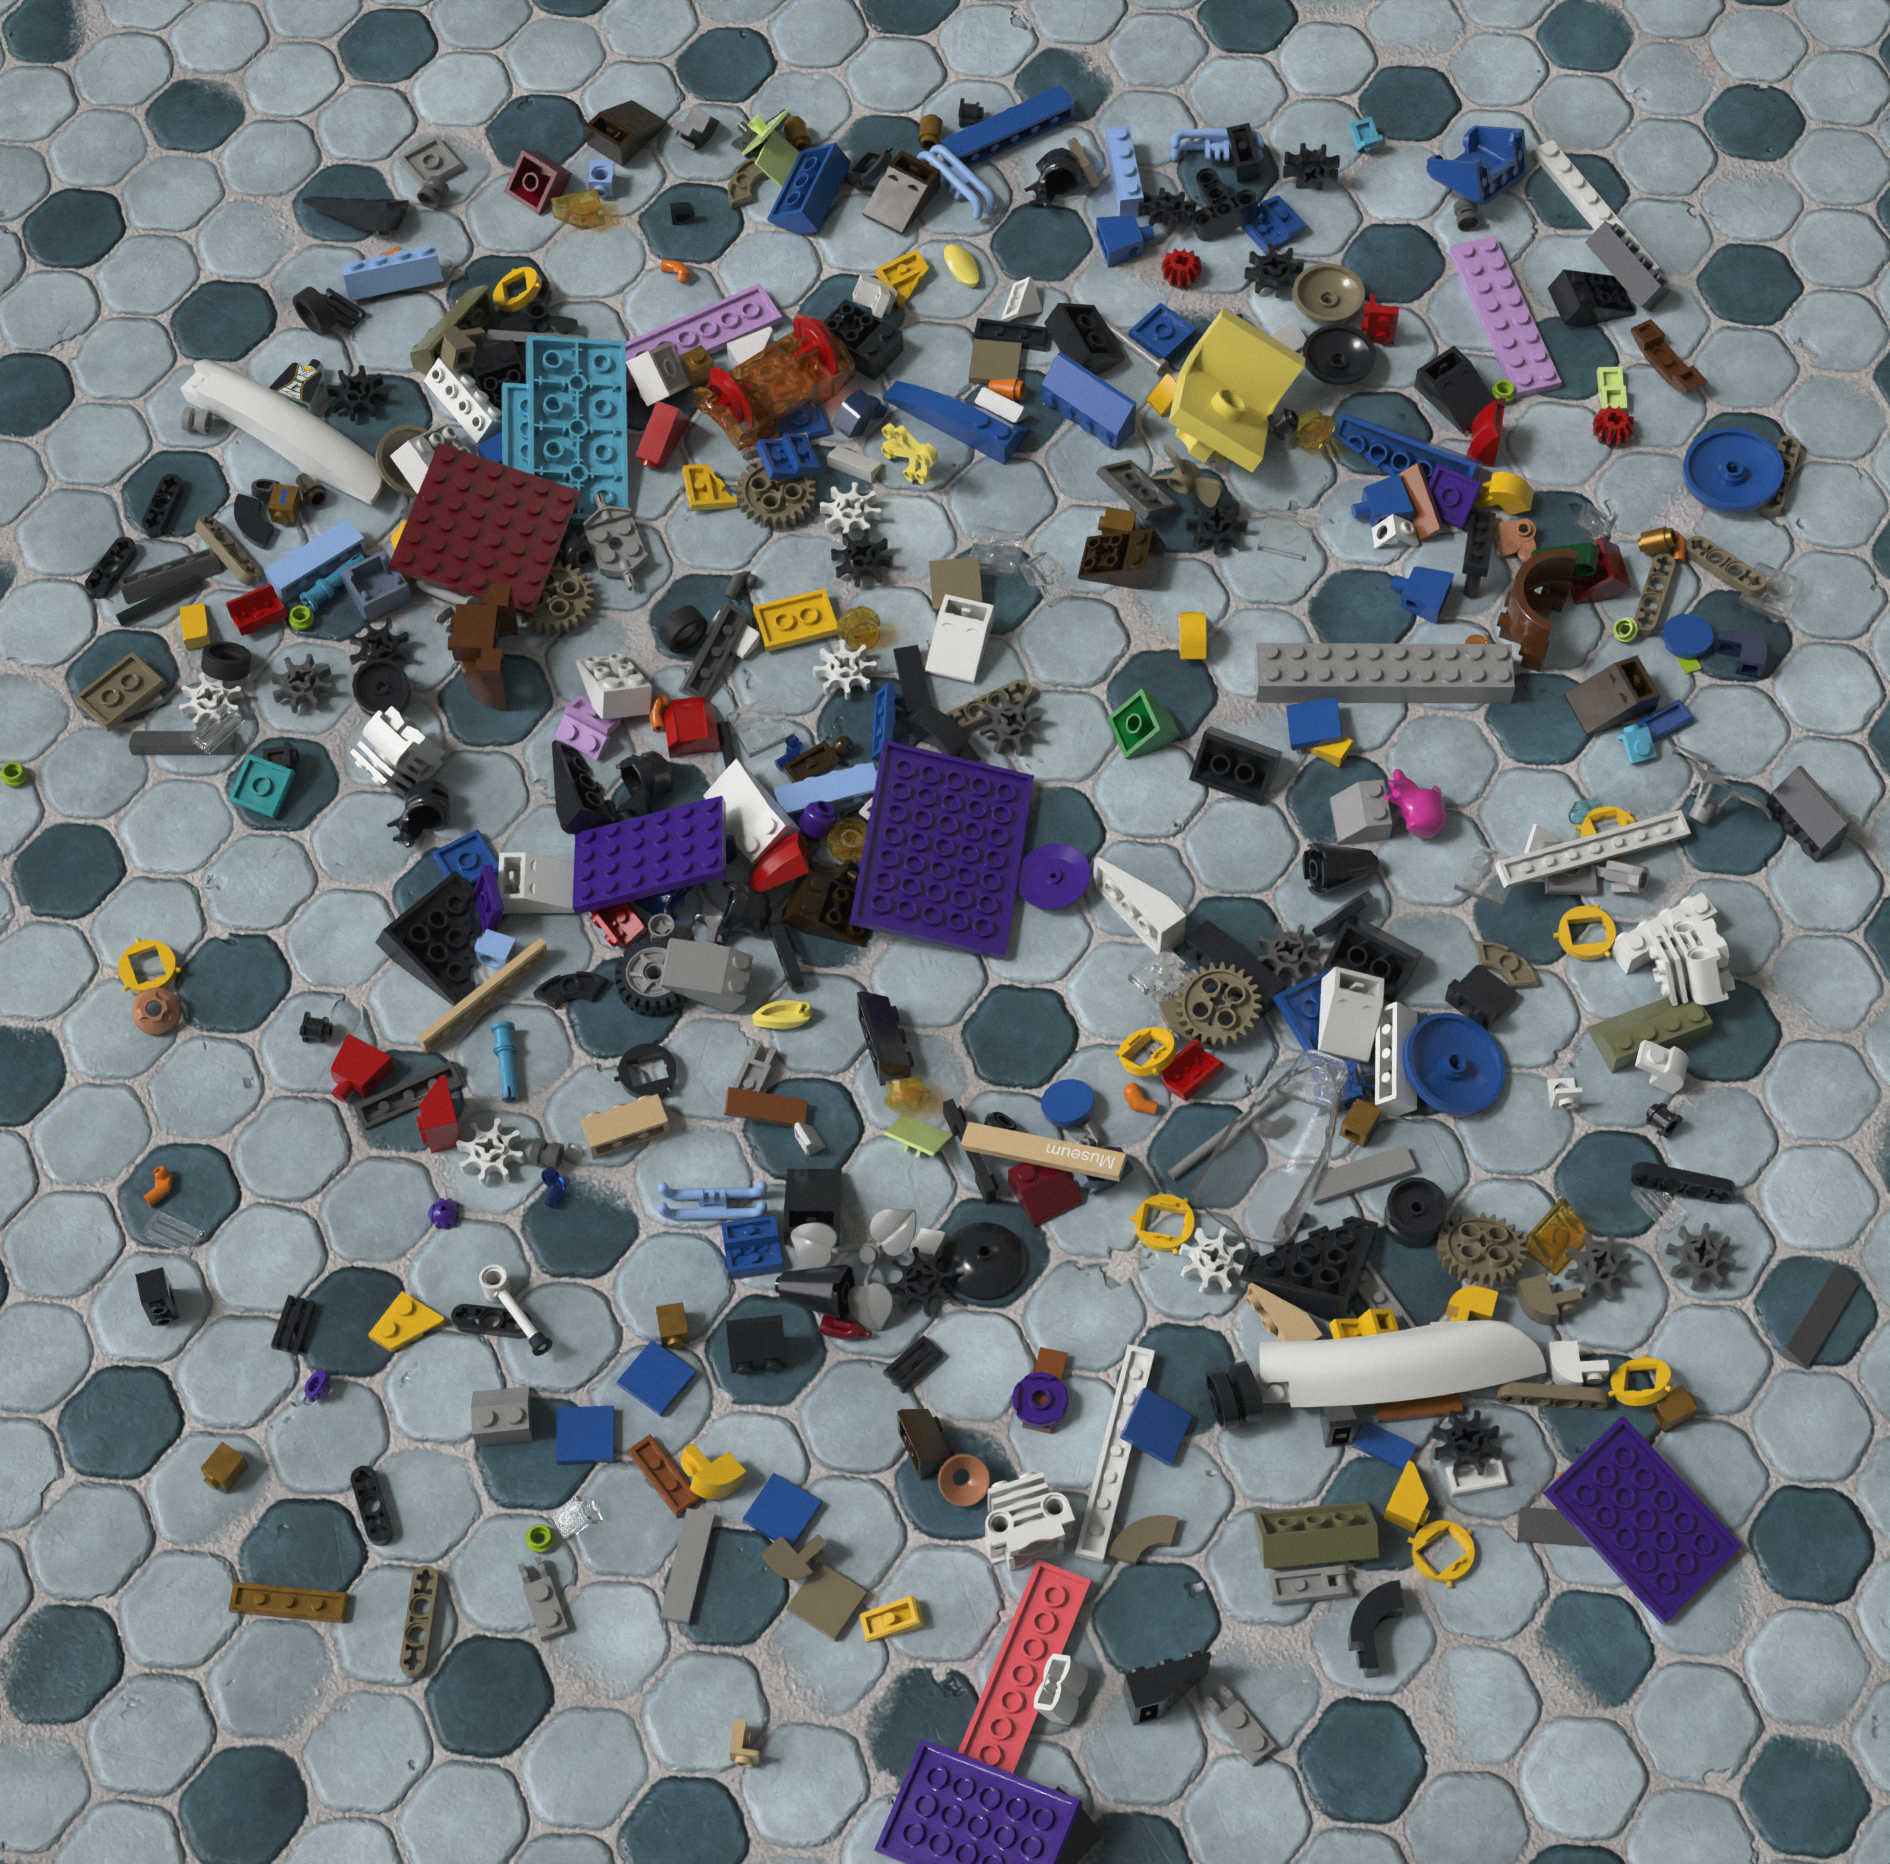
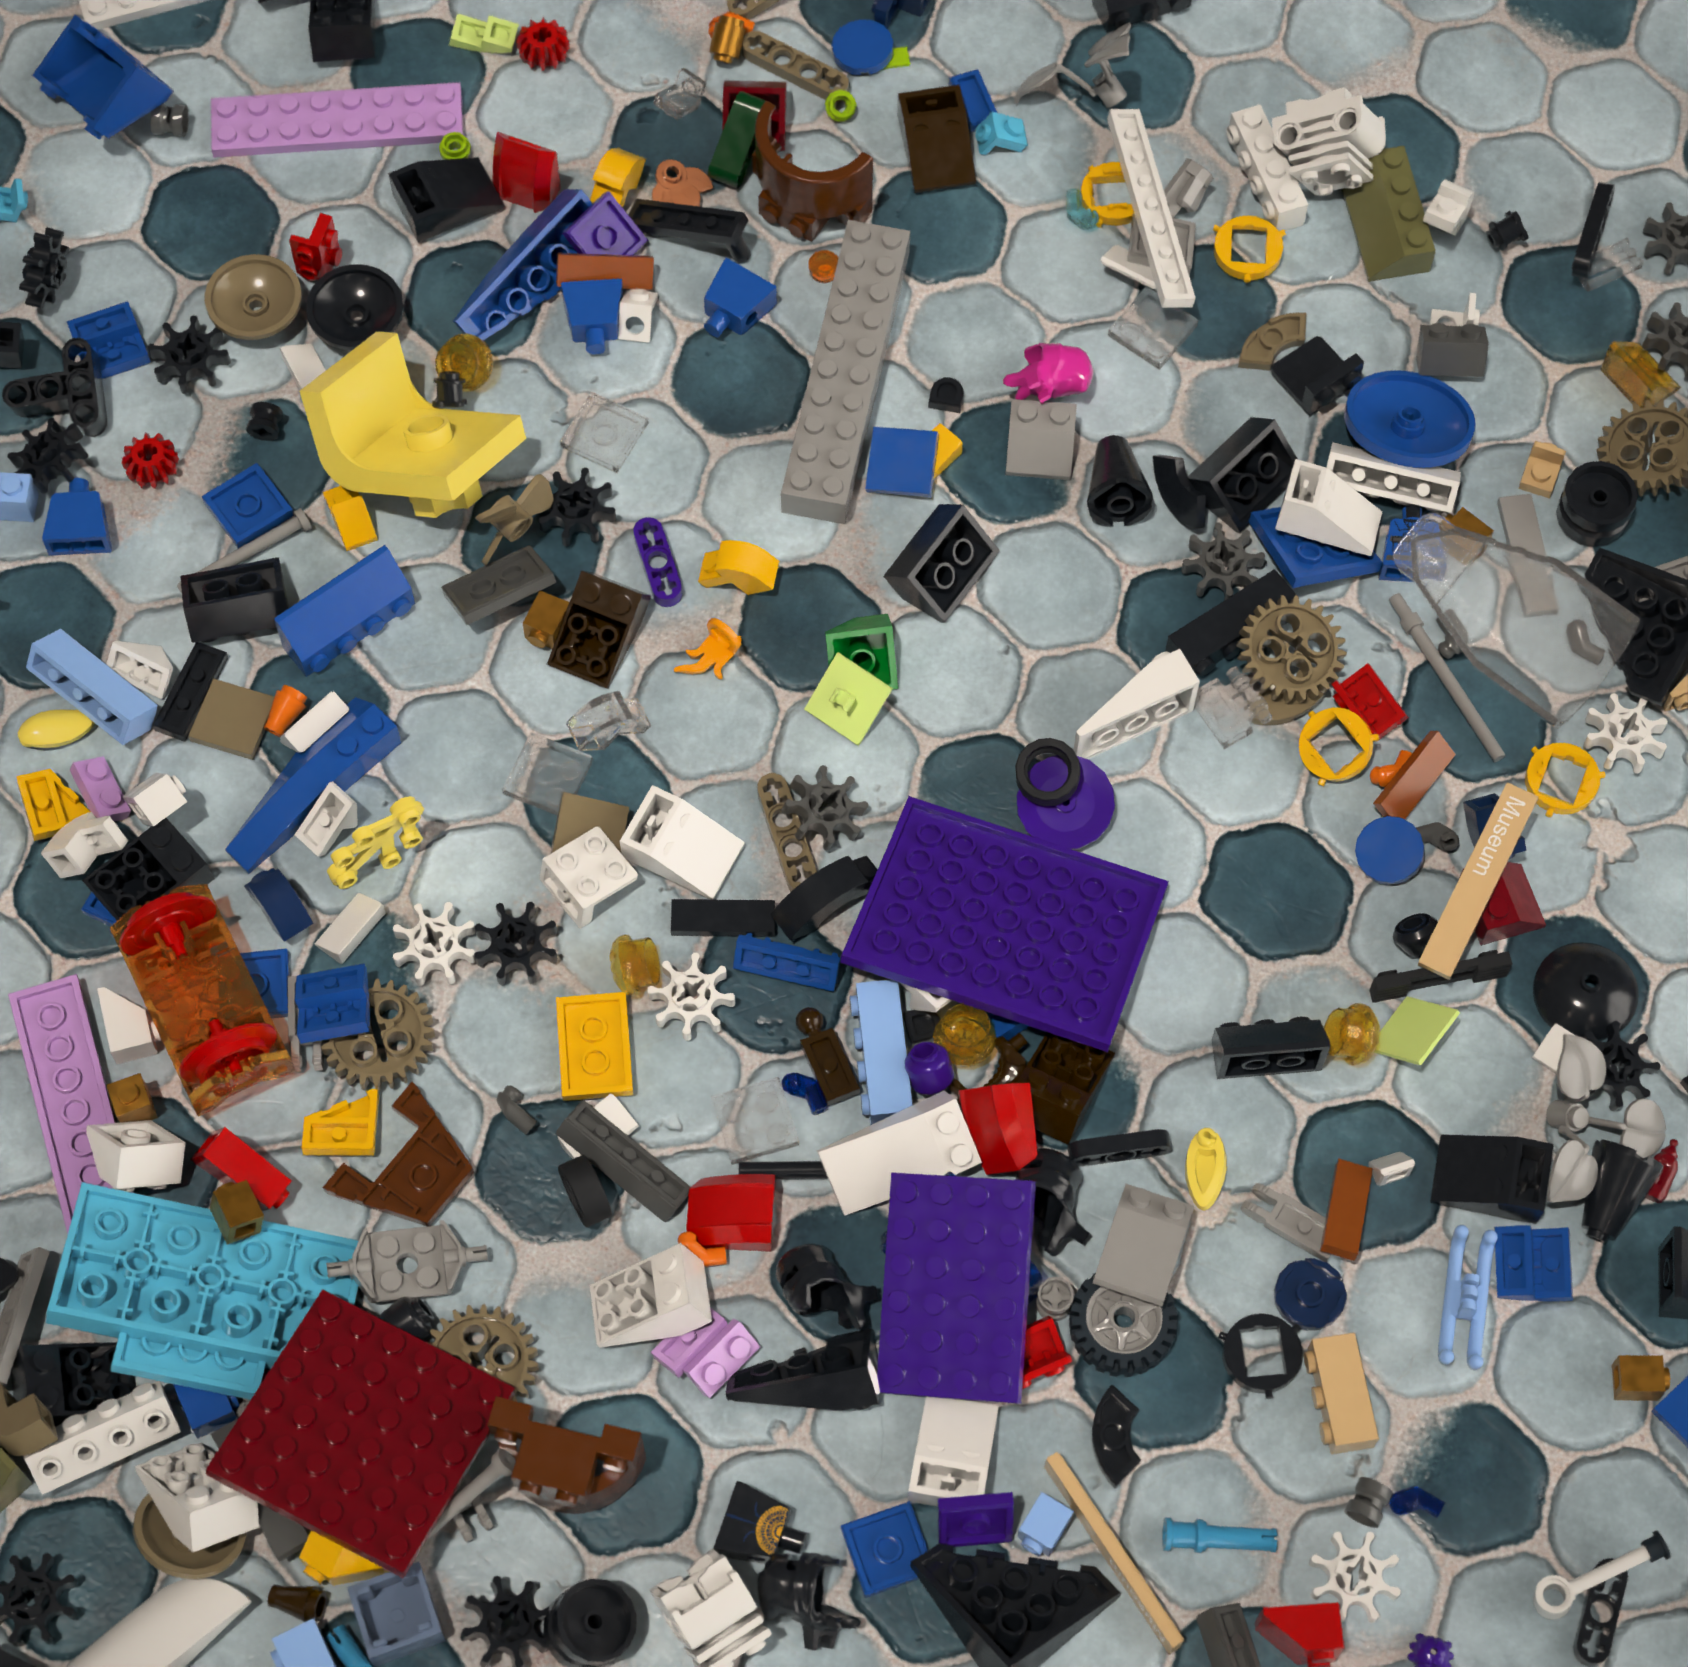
camera: 80 degrees left, 5 degrees up
(377, 536) = (298, 1601): none -> dark brown cone
(467, 777) = (756, 1527): none -> black torso
(624, 431) = (236, 1211): none -> pearl gold brick
(683, 540) = (419, 1177): none -> reddish brown wing
(700, 1099) = (1310, 1294): none -> dark blue tile
(915, 324) = (156, 798): none -> white brick
(920, 299) = (100, 788): none -> lavender plate
(922, 586) = (585, 874): none -> white bracket
(930, 428) = (327, 819): none -> white slope
(994, 274) = (91, 686): none -> light blue brick
(1074, 869) = (1056, 747): none -> black tyre
(1102, 723) = (848, 698): none -> yellowish green piece
(1124, 636) = (715, 650): none -> light orange piece
(1134, 1113) = (1415, 776): none -> tile
(1182, 596) = (652, 574): none -> dark purple beam
(1386, 747) = (946, 395): none -> black tile
(1443, 1173) = (1542, 469): none -> tan bracket
(1529, 1088) = (1452, 350): none -> dark grey brick

